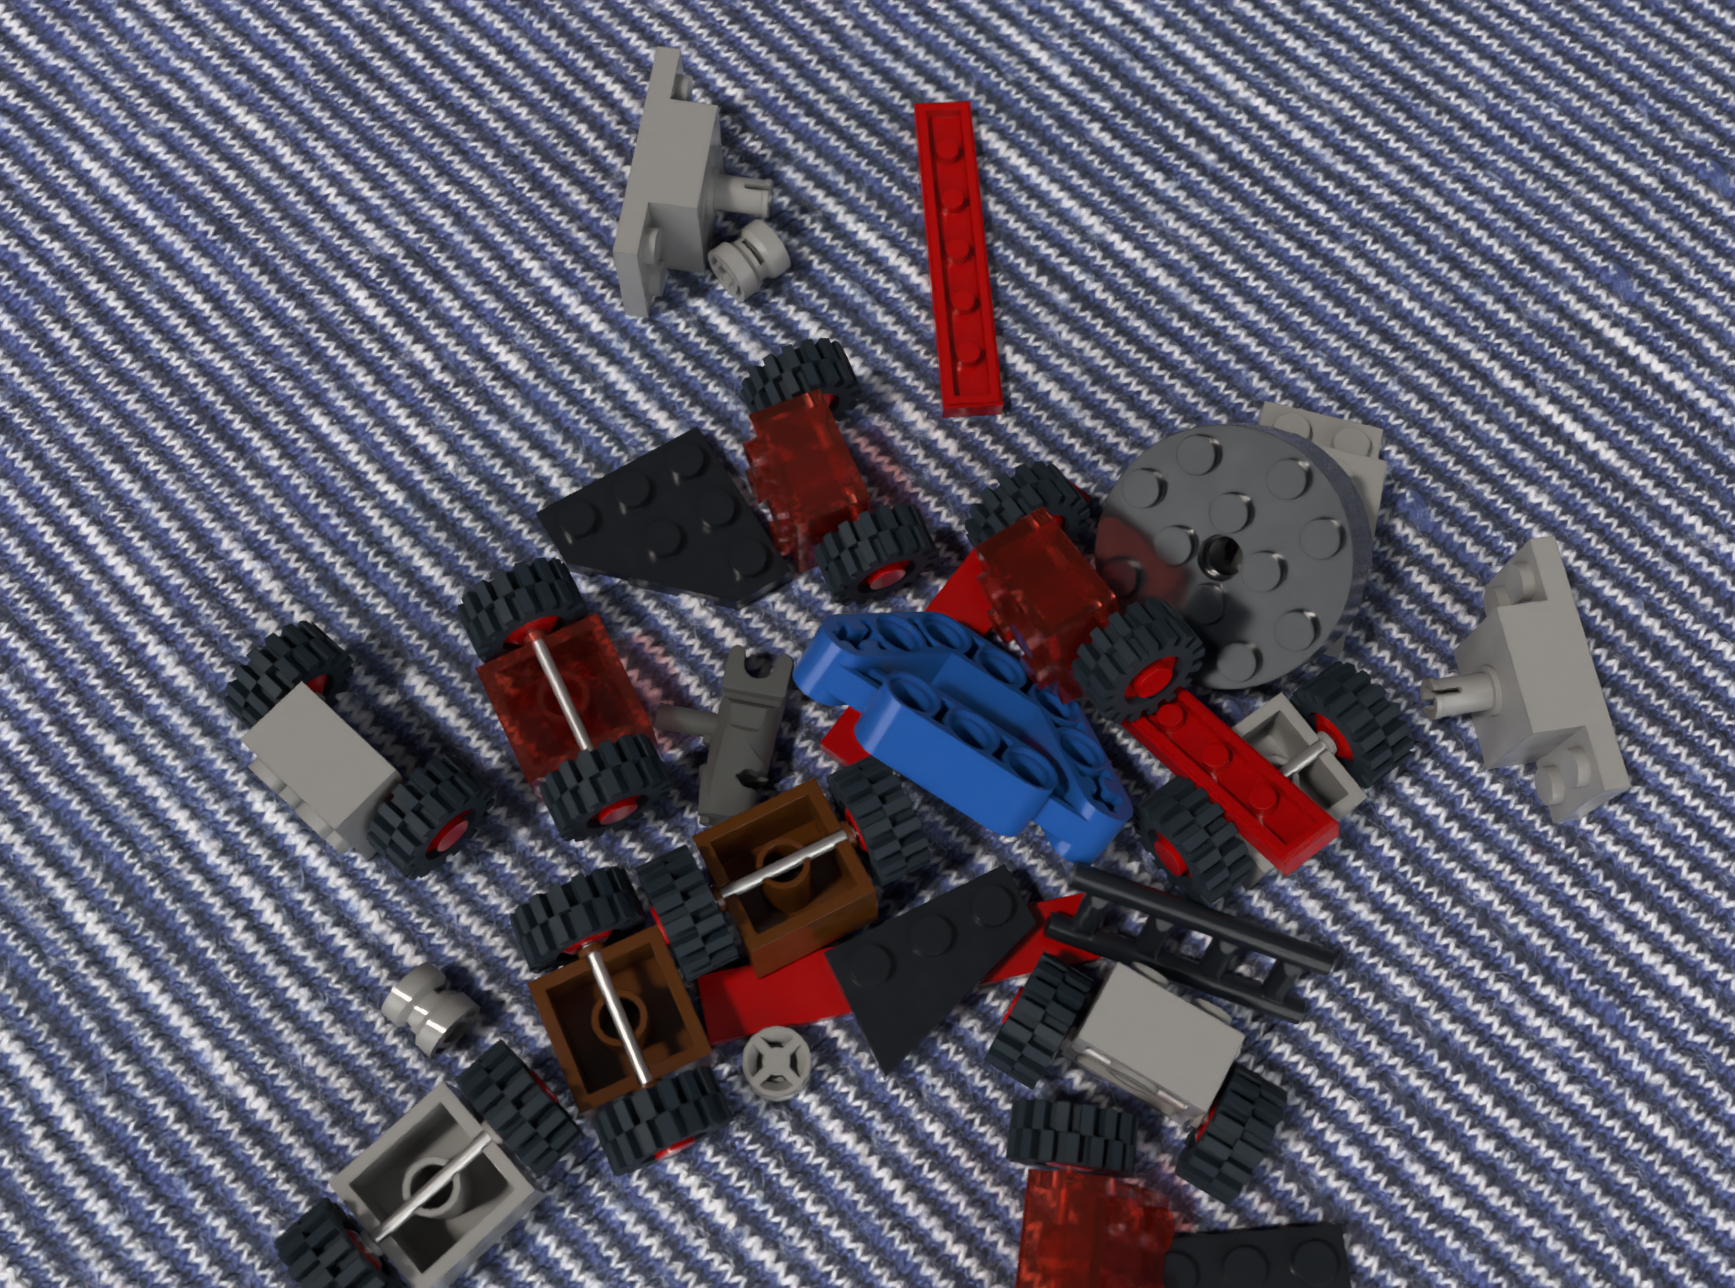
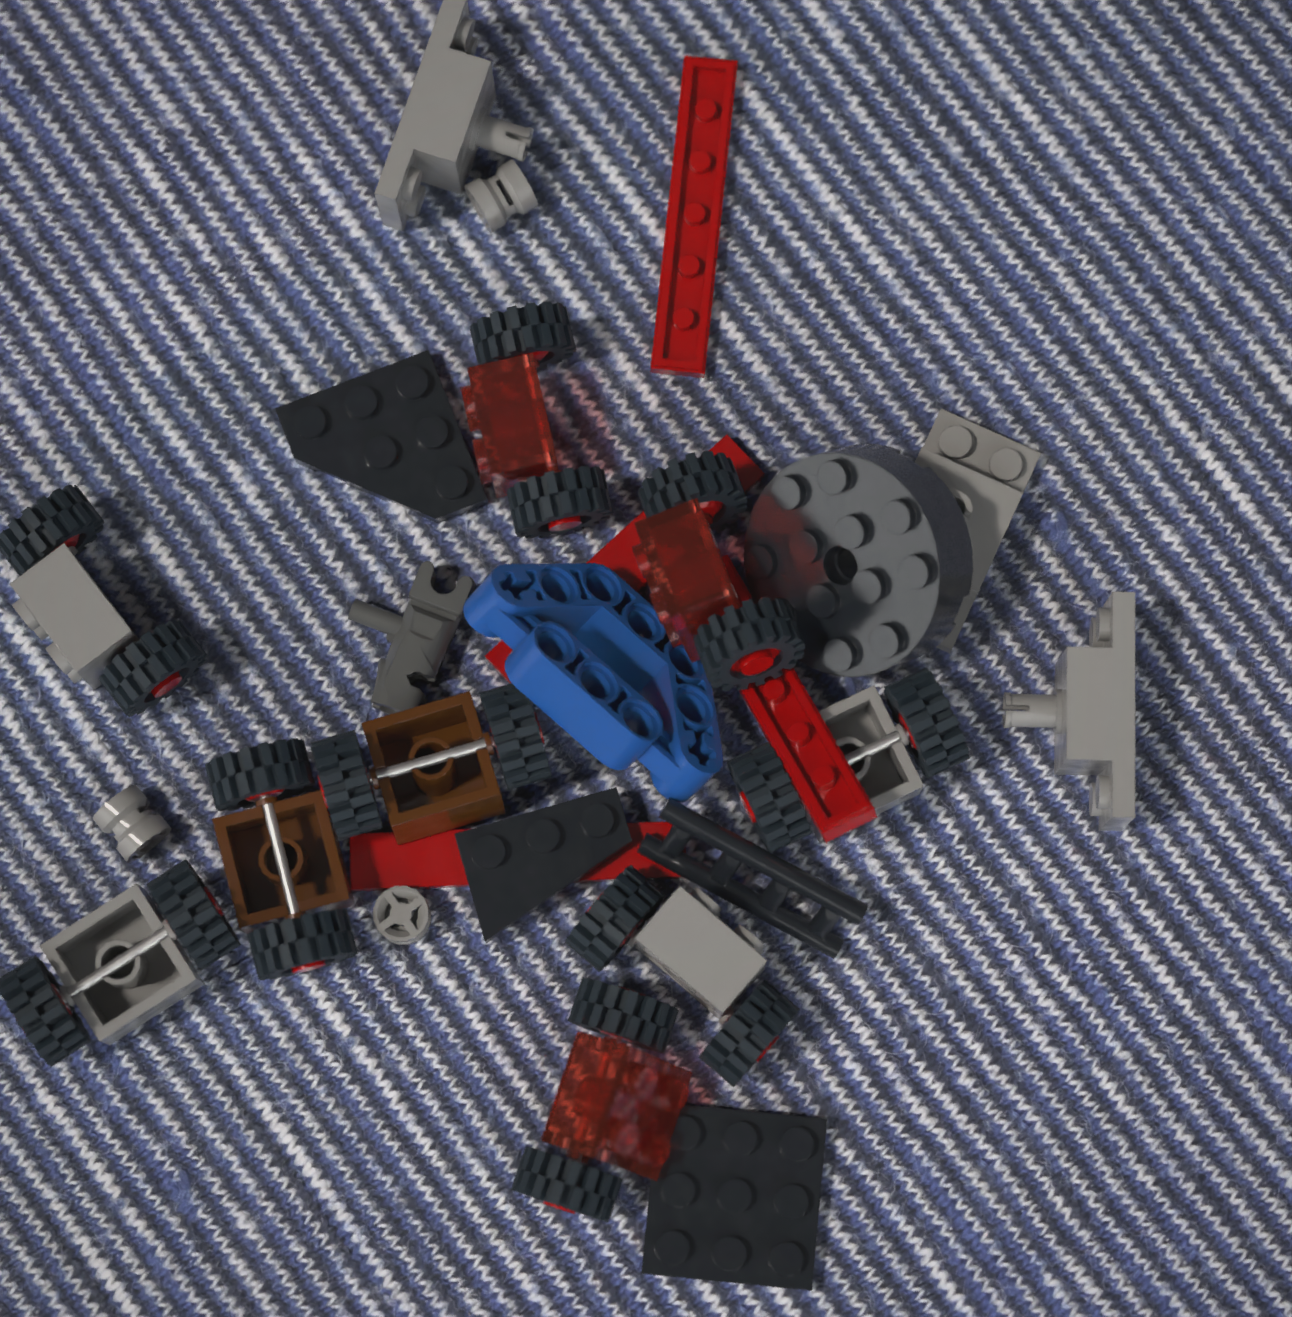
camera: 15 degrees right, 10 degrees up
(564, 699) = (275, 588): brick -> none

